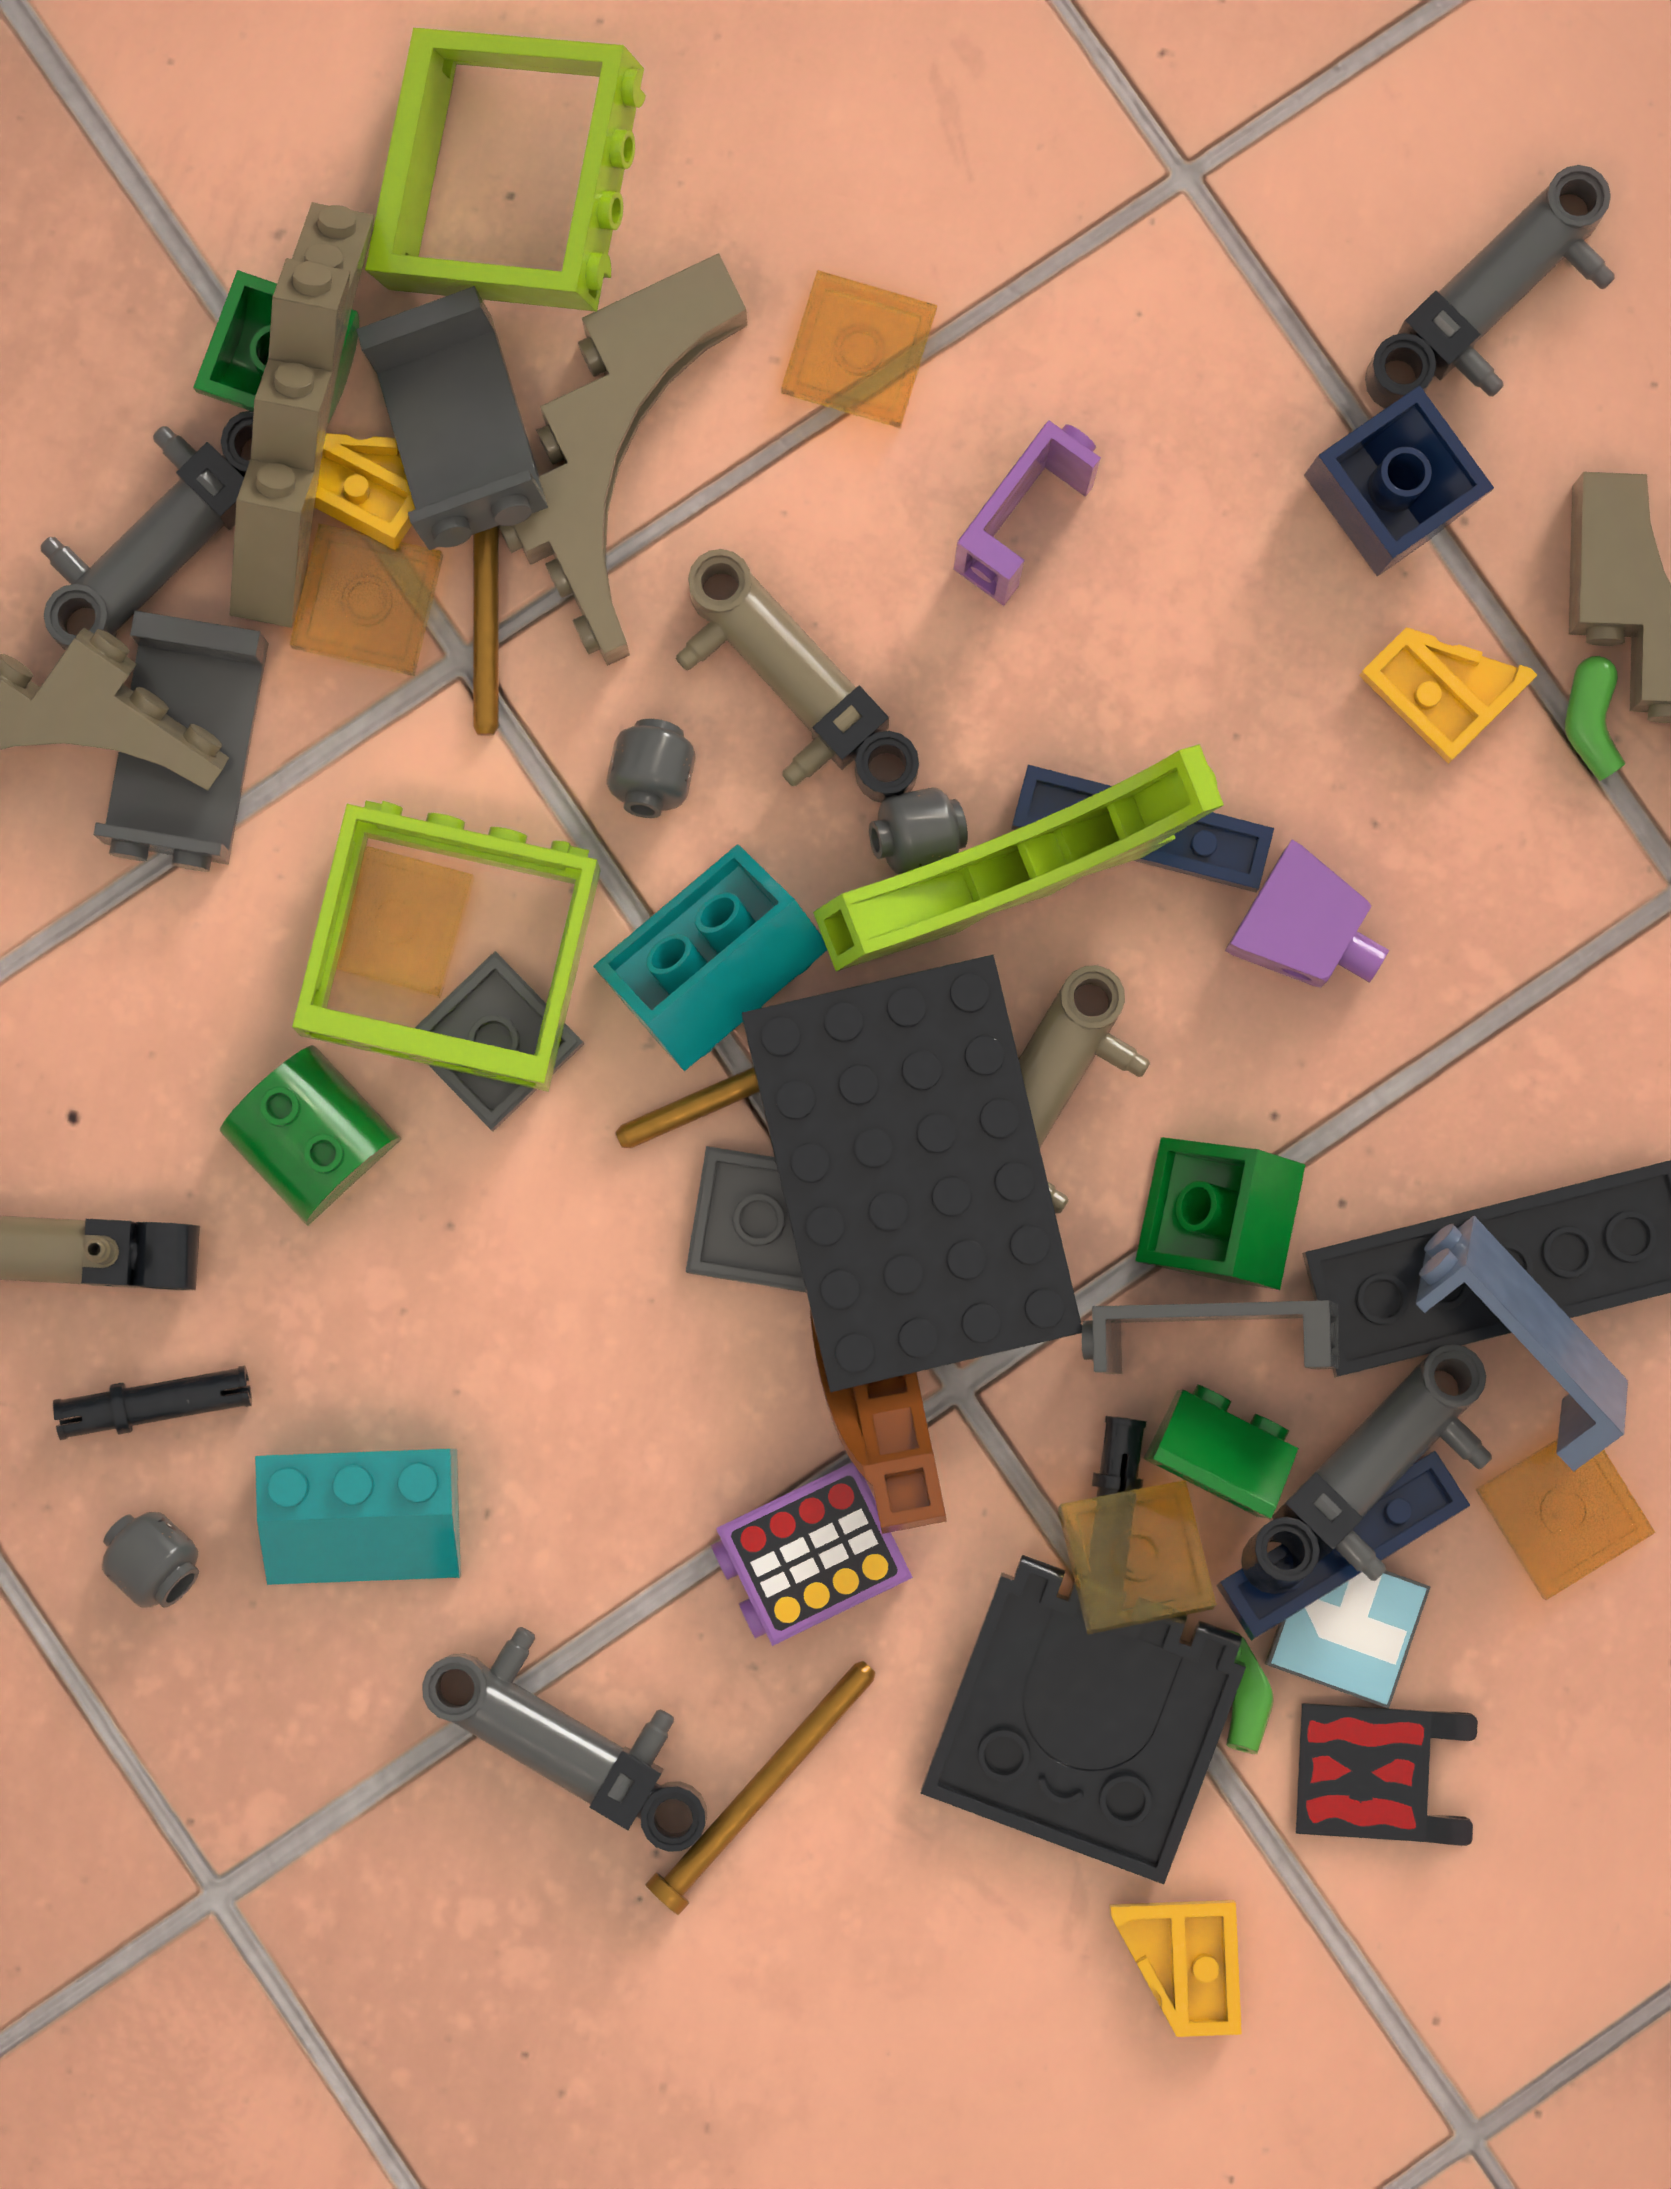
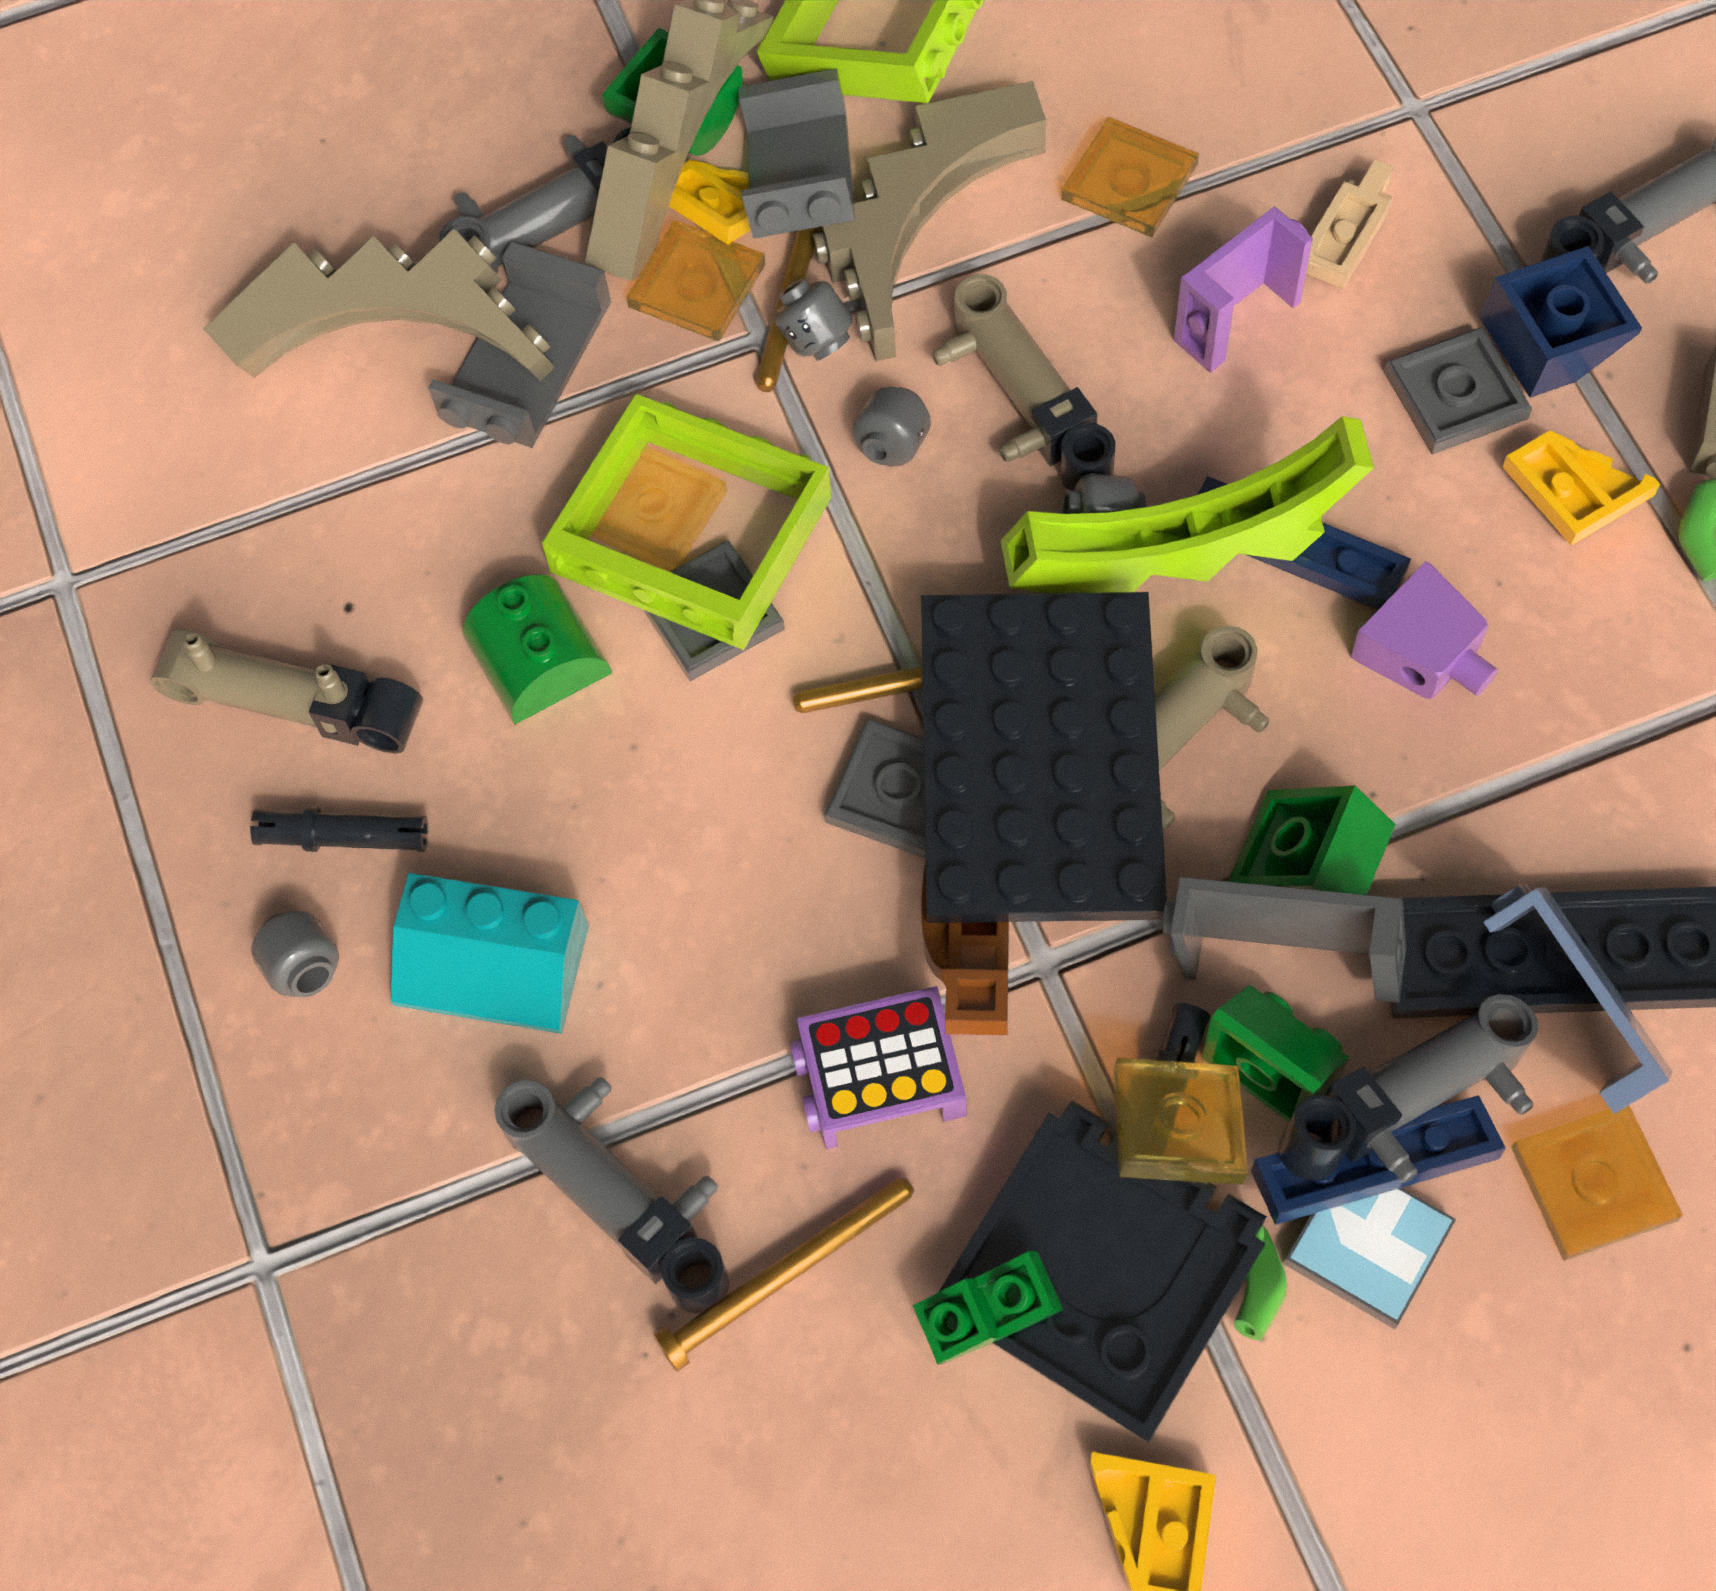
camera: 20 degrees right, 20 degrees down
(526, 643) = (813, 319): none -> dark grey head
(712, 956) = (880, 583): teal slope -> none
(979, 1791) = (987, 1307): none -> green slope
(1134, 379) = (1350, 226): none -> tan hinge
(1293, 580) = (1457, 390): none -> dark grey tile
(1370, 1773) = (1371, 1387): flag -> none

